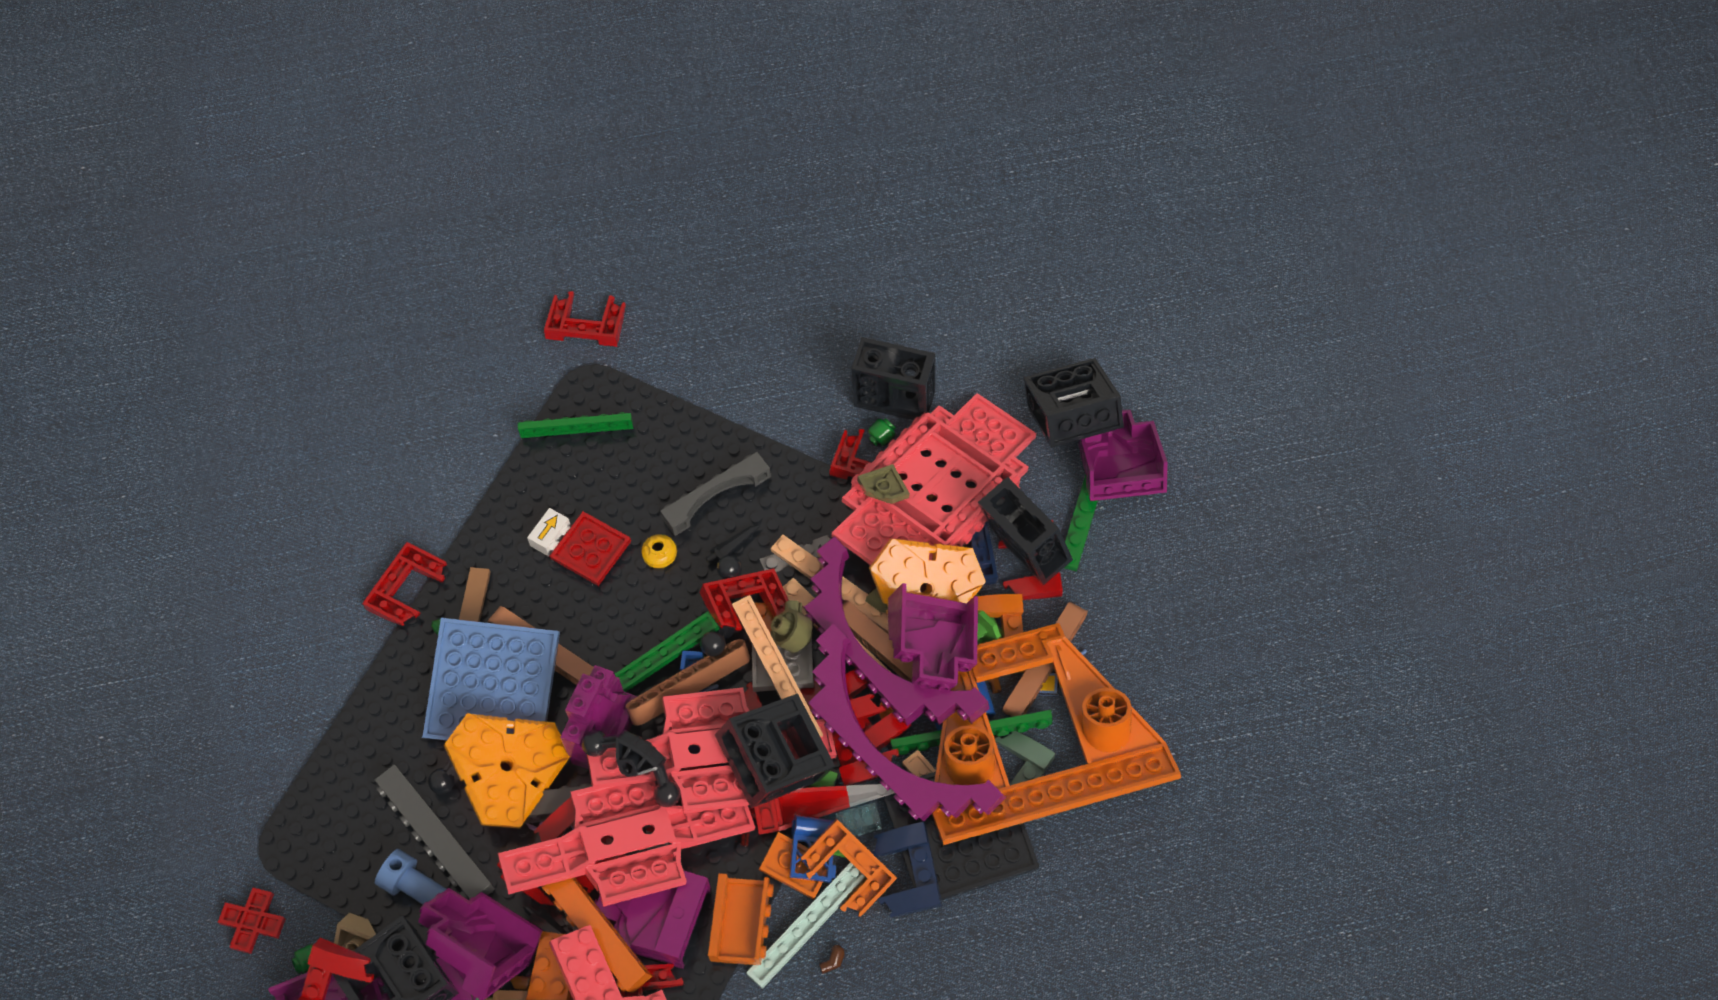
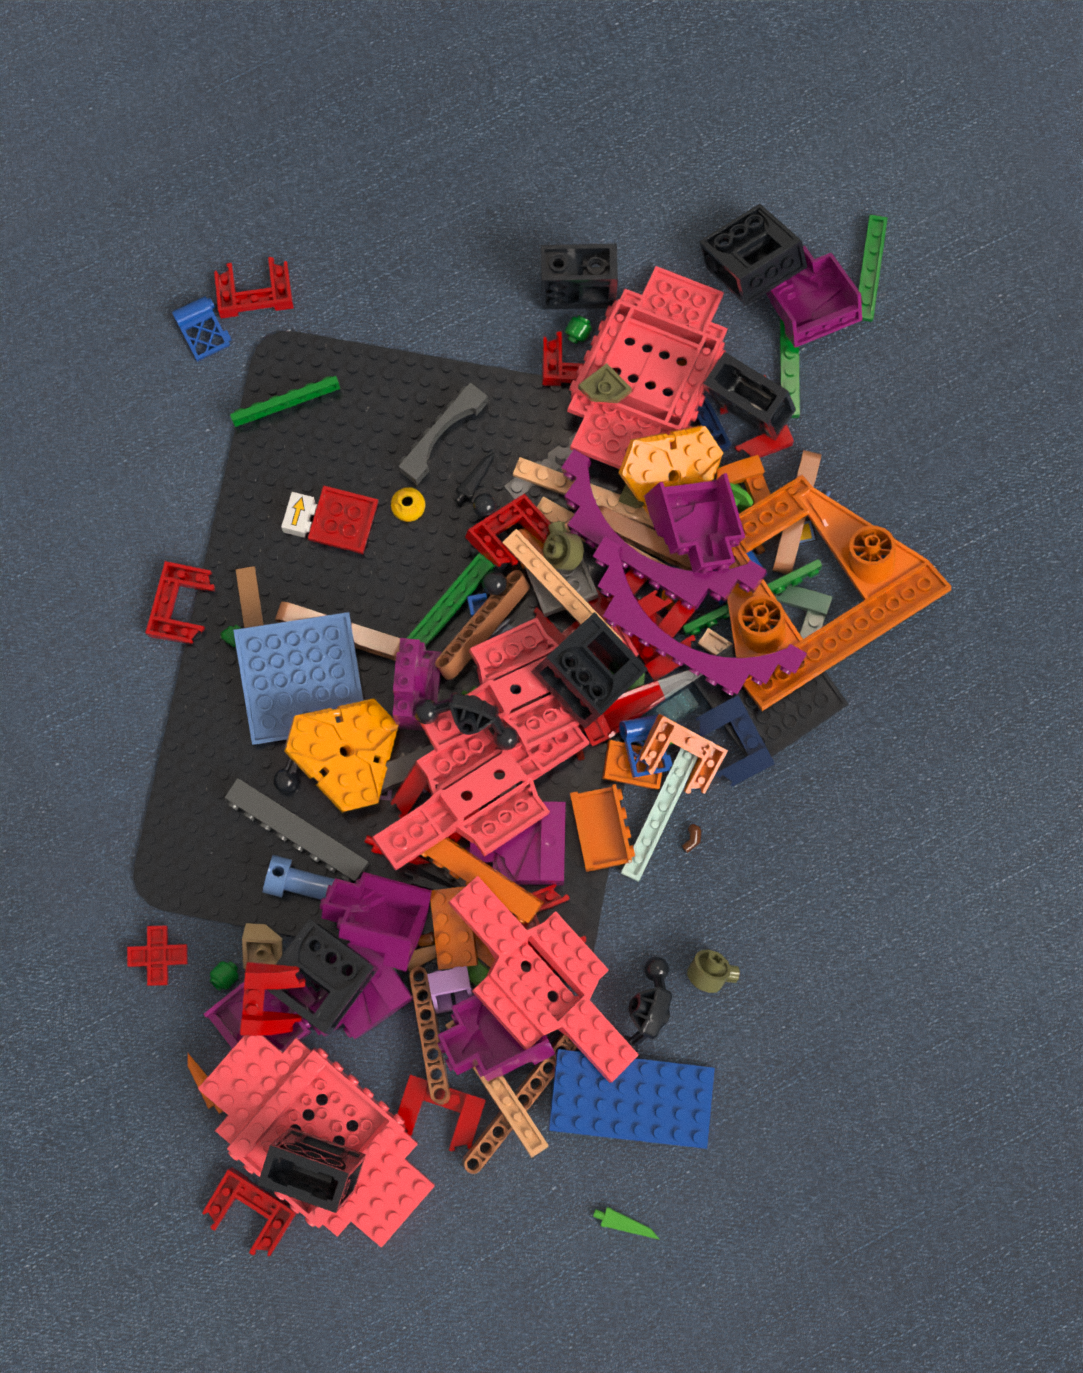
camera: 20 degrees left, 15 degrees up
(519, 329) = (197, 313): none -> blue piece
(1192, 447) = (871, 264): none -> green plate

